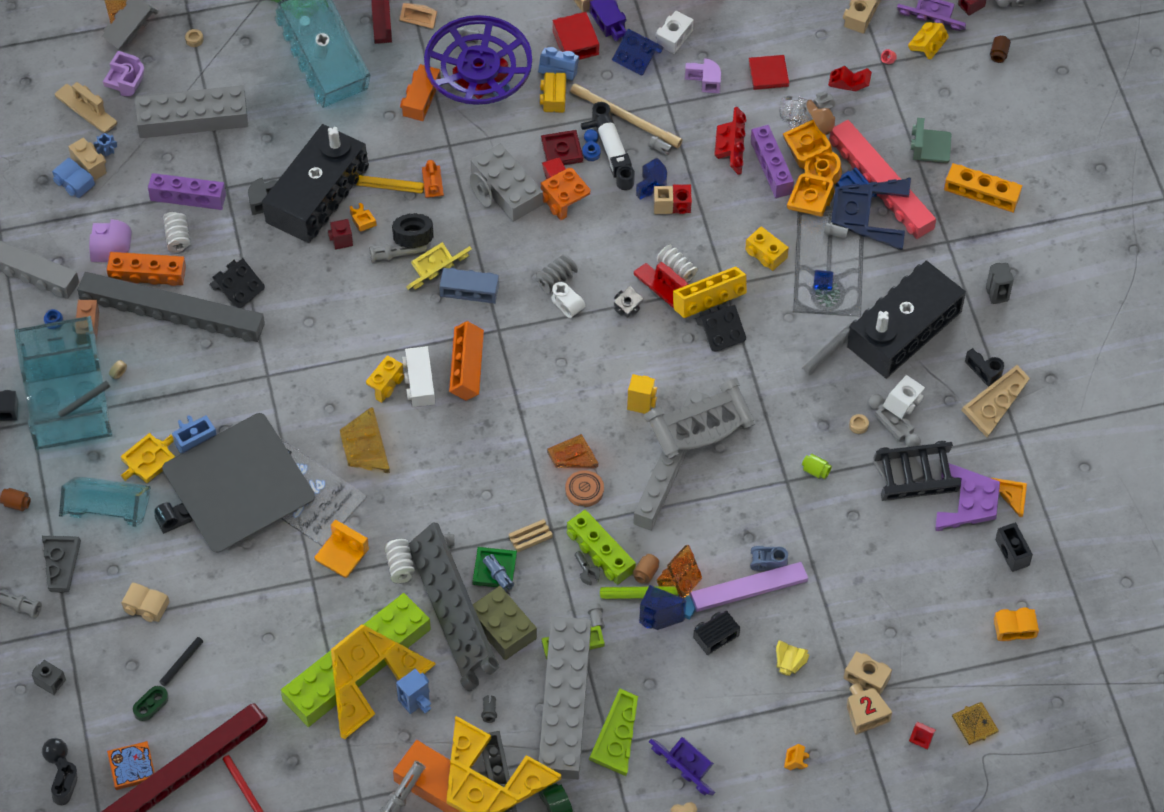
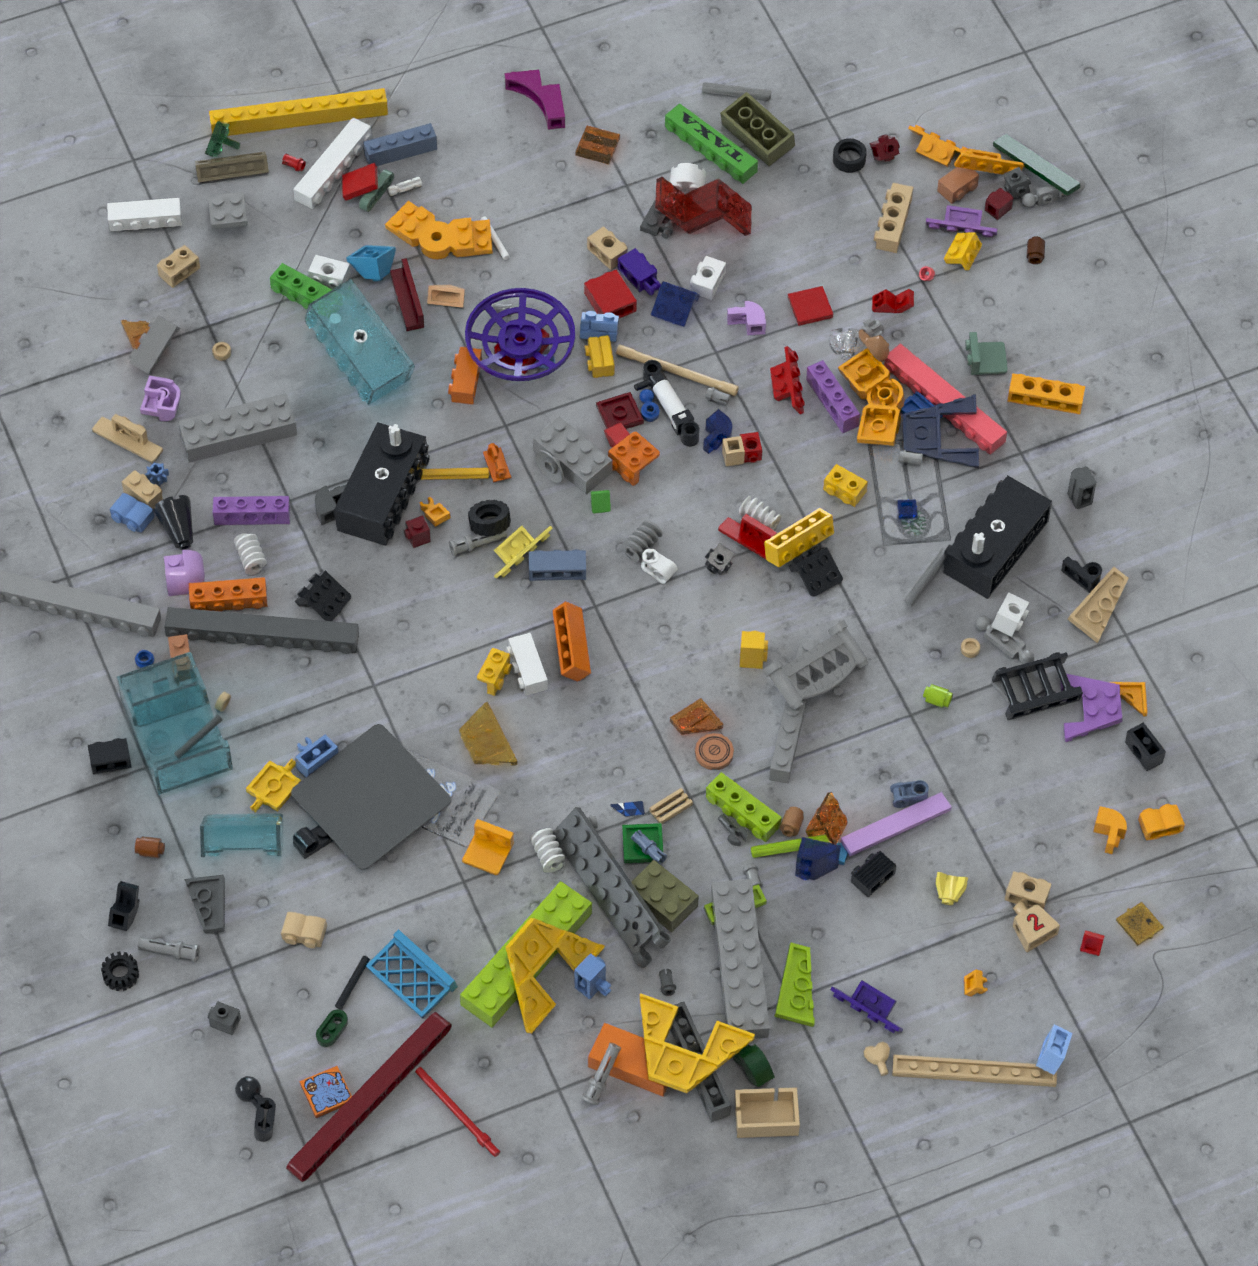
camera: 10 degrees left, 0 degrees up
(113, 190) = (176, 520): none -> black cone
(252, 650) = (426, 965): none -> dark azure fence
(490, 532) = (629, 808): none -> dark blue sticker
(524, 230) = (600, 501): none -> bright green slope
(965, 619) = (1112, 824): none -> light orange brick

